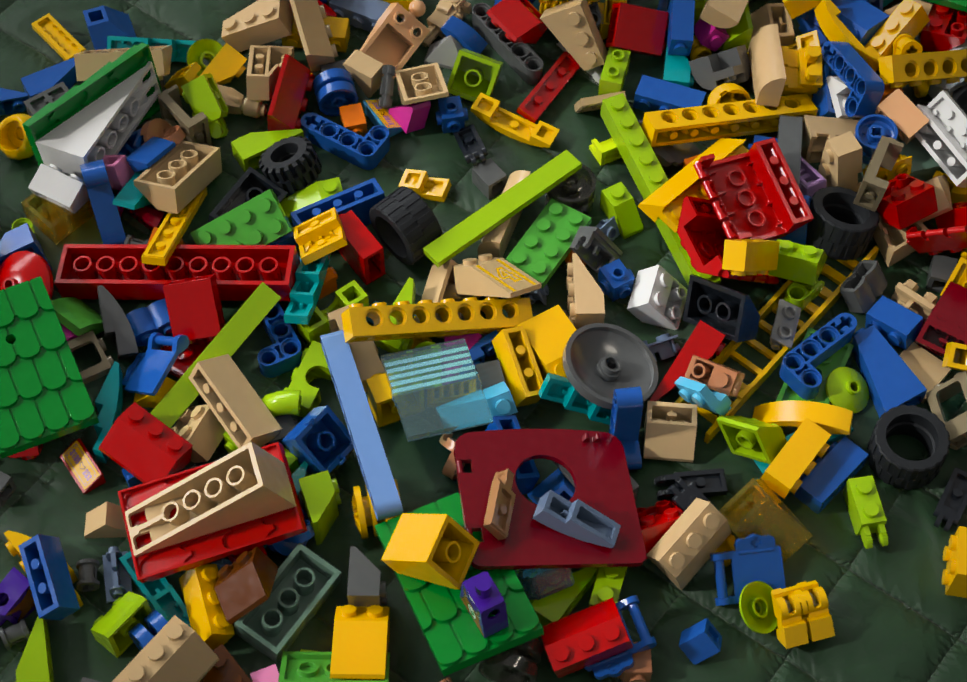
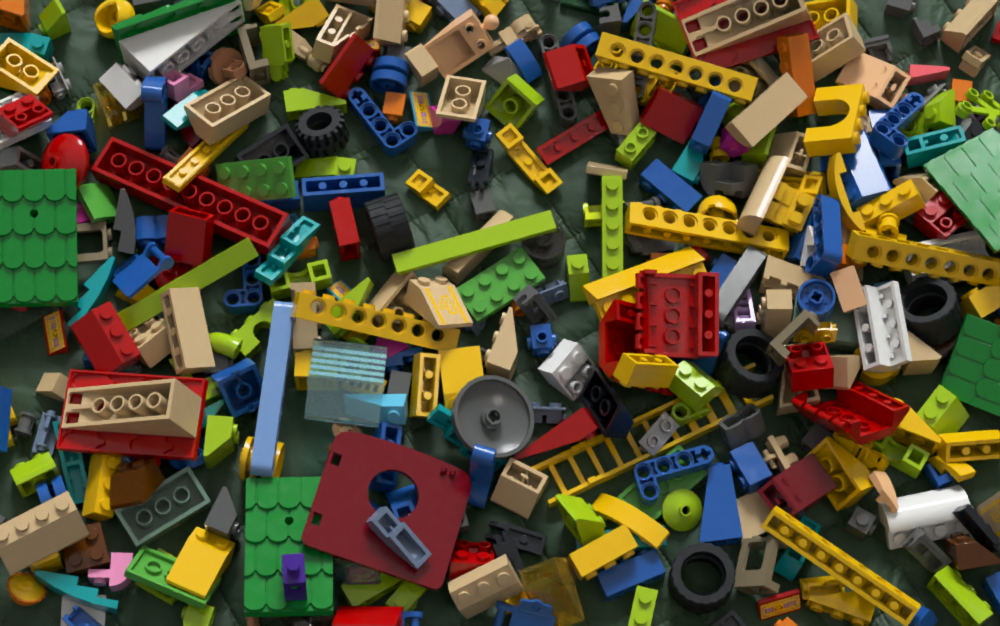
camera: 20 degrees right, 10 degrees up
(149, 153) = (210, 80): blue slope -> none
(320, 236) = (313, 211): yellow slope -> none
(386, 86) = (434, 86): dark grey axle -> none
(431, 549) = (274, 517): yellow slope -> none
(500, 505) = (343, 502): medium nougat hinge -> none
(704, 397) = (556, 472): medium azure slope -> none
(715, 376) = (574, 458): nougat slope -> none

